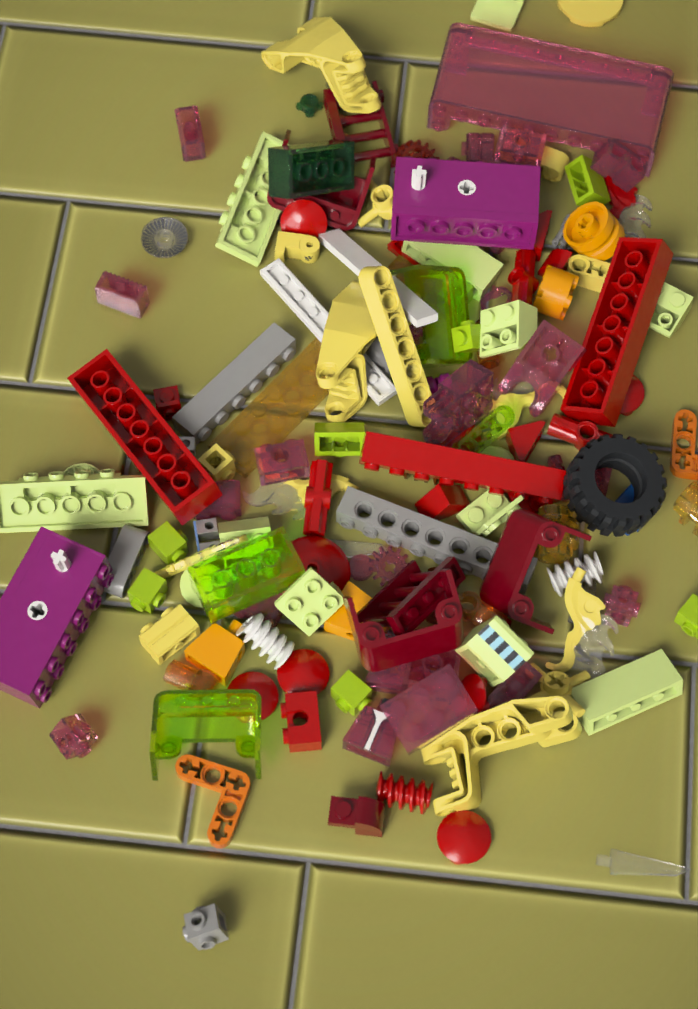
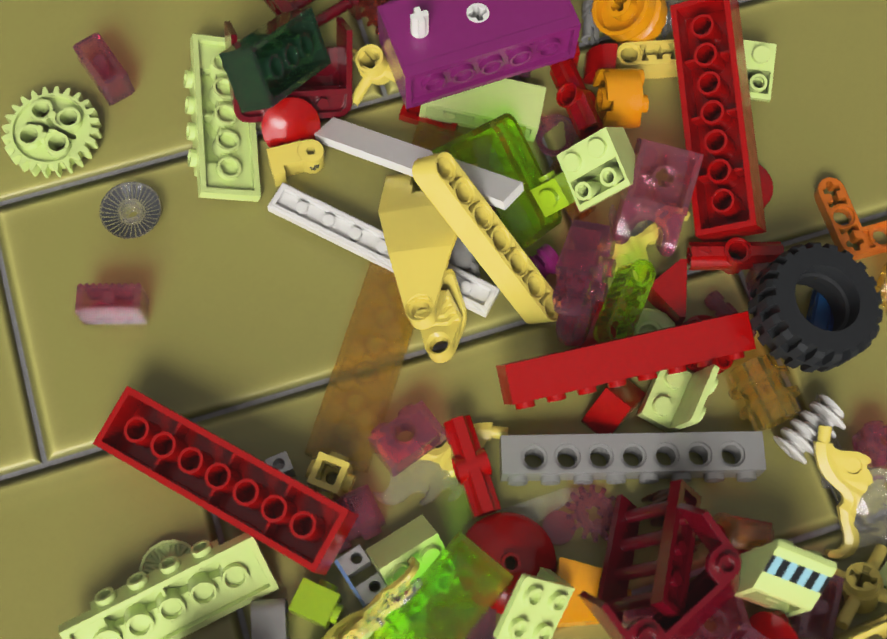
camera: 25 degrees left, 5 degrees up
(148, 164) = (42, 152): none -> yellowish green gear
(167, 401) = (229, 417): red bracket -> none
(235, 384) = (301, 361): light grey brick -> none
(338, 438) = (461, 378): lime brick -> none
(512, 559) = (748, 449): dark red windscreen -> none

